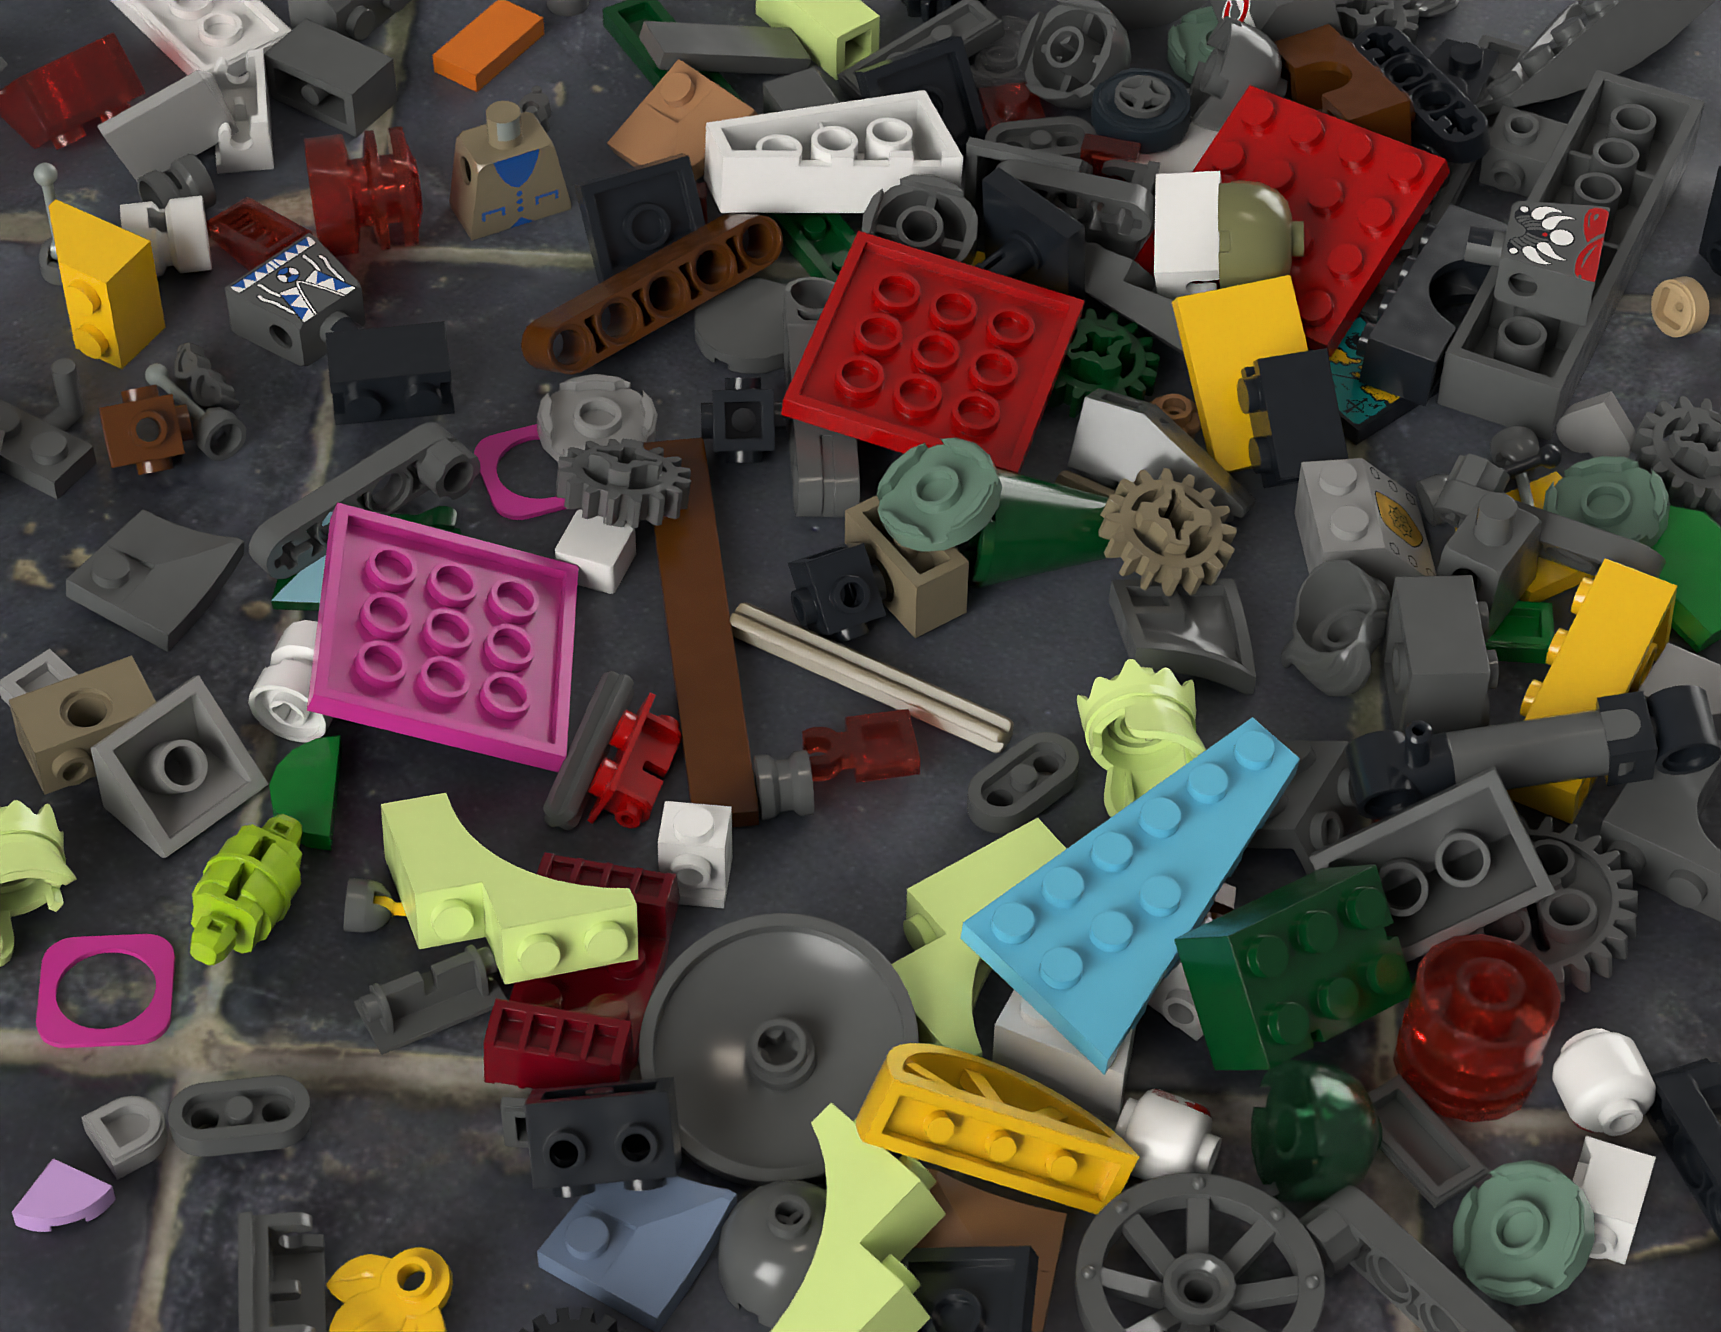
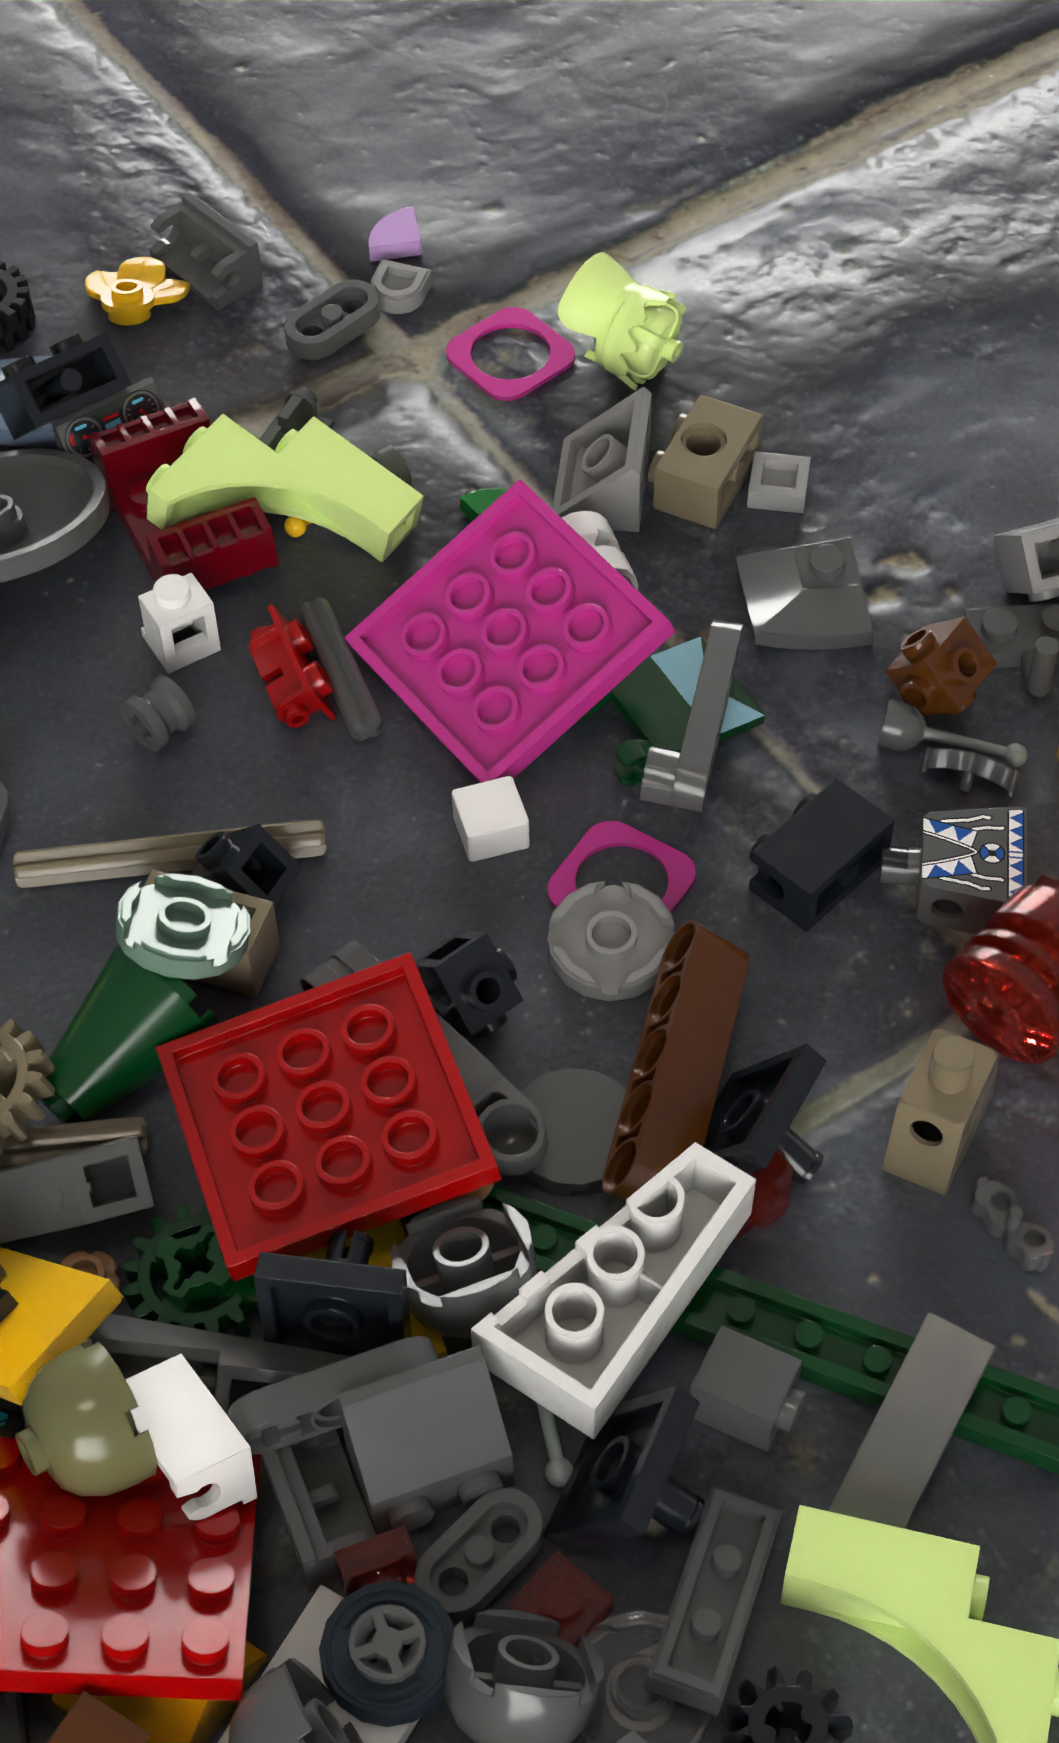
camera: 145 degrees right, 5 degrees up
(246, 889) = (468, 419): lime piece -> none
(623, 483) = (491, 818): dark grey gear -> none
(675, 119) = (840, 1281): medium nougat plate -> none
(703, 646) = (354, 816): reddish brown tile -> none
(872, 745) = (118, 790): clear red plate -> none

